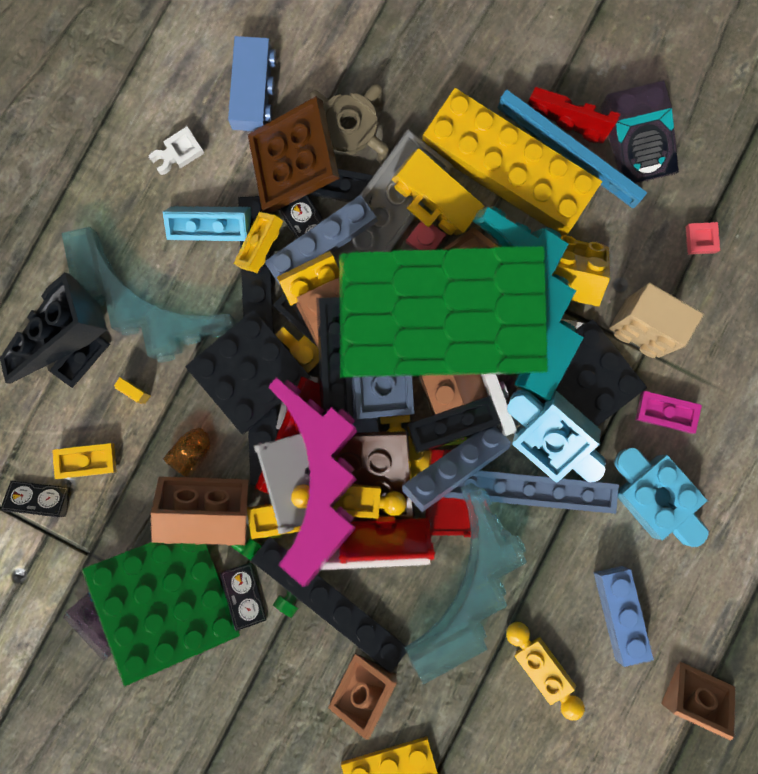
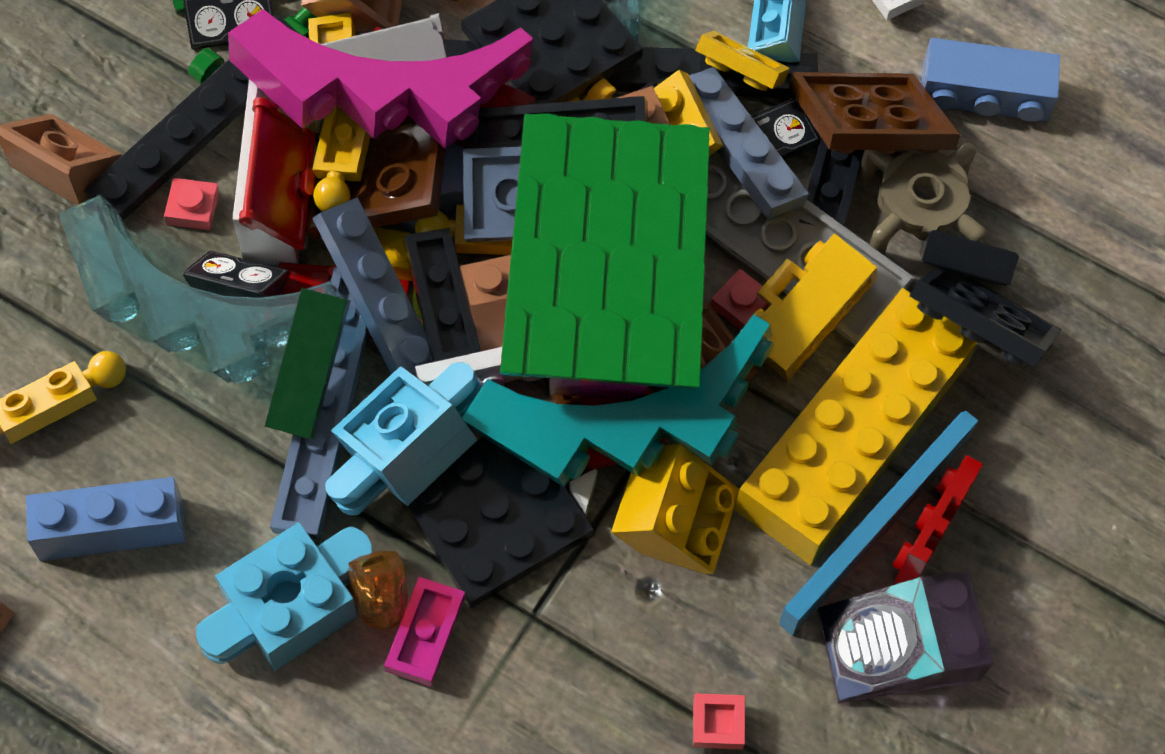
camera: 90 degrees right, 20 degrees down
(389, 599) = (191, 204): none -> coral plate
(391, 97) = (969, 257): none -> black slope
(438, 82) = (985, 316): none -> black plate
(449, 550) = (235, 276): none -> black slope
(520, 502) = (307, 363): none -> dark green tile
(652, 441) = (379, 588): none -> clear orange rock
(655, 321) = (573, 588): tan brick -> none

